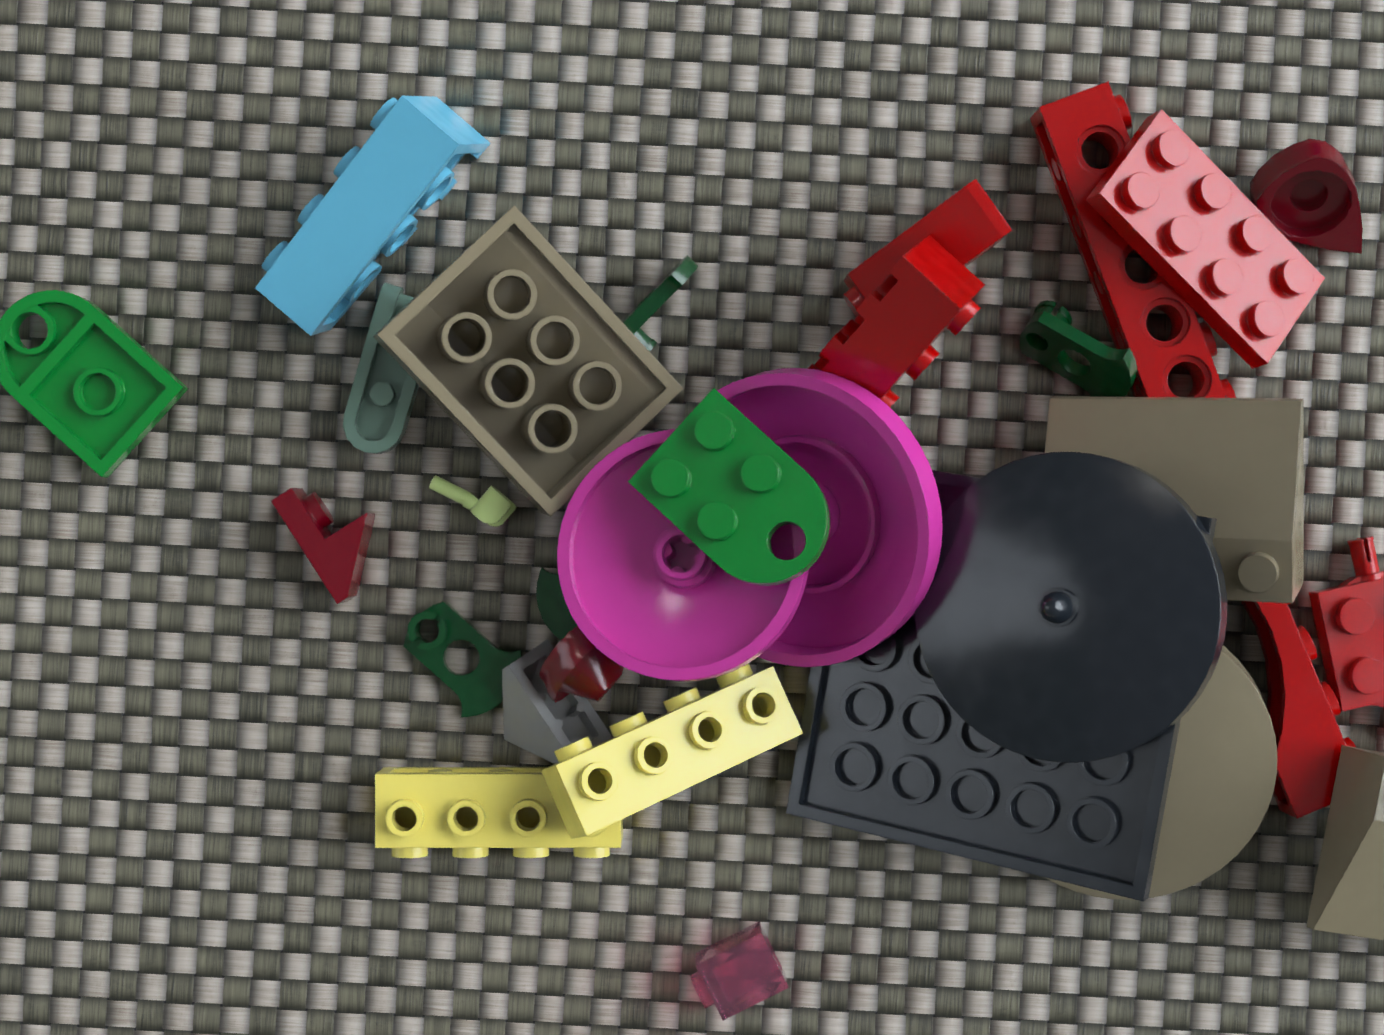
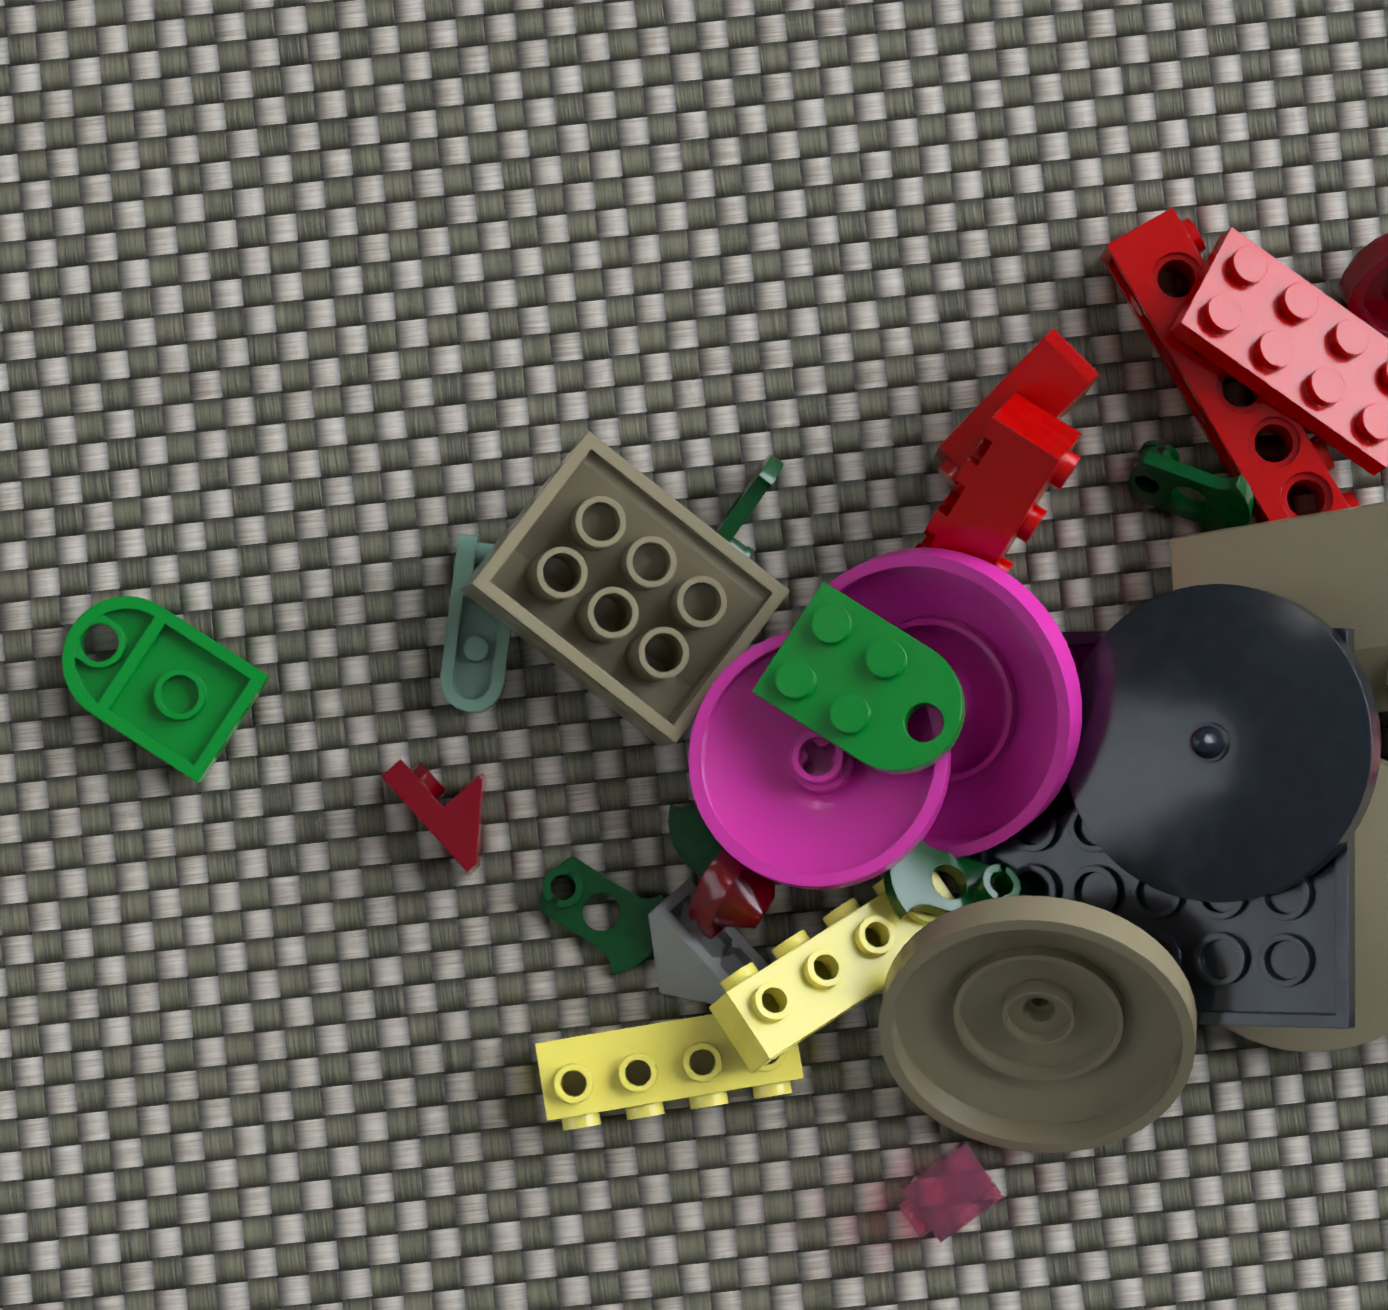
camera: 10 degrees left, 5 degrees down
(367, 210) = (432, 462): medium azure wedge -> none
(491, 508) = (608, 749): yellowish green hand -> none
(818, 698) = (911, 885): none -> dark green piece
(848, 838) = (1038, 1024): none -> dark tan container

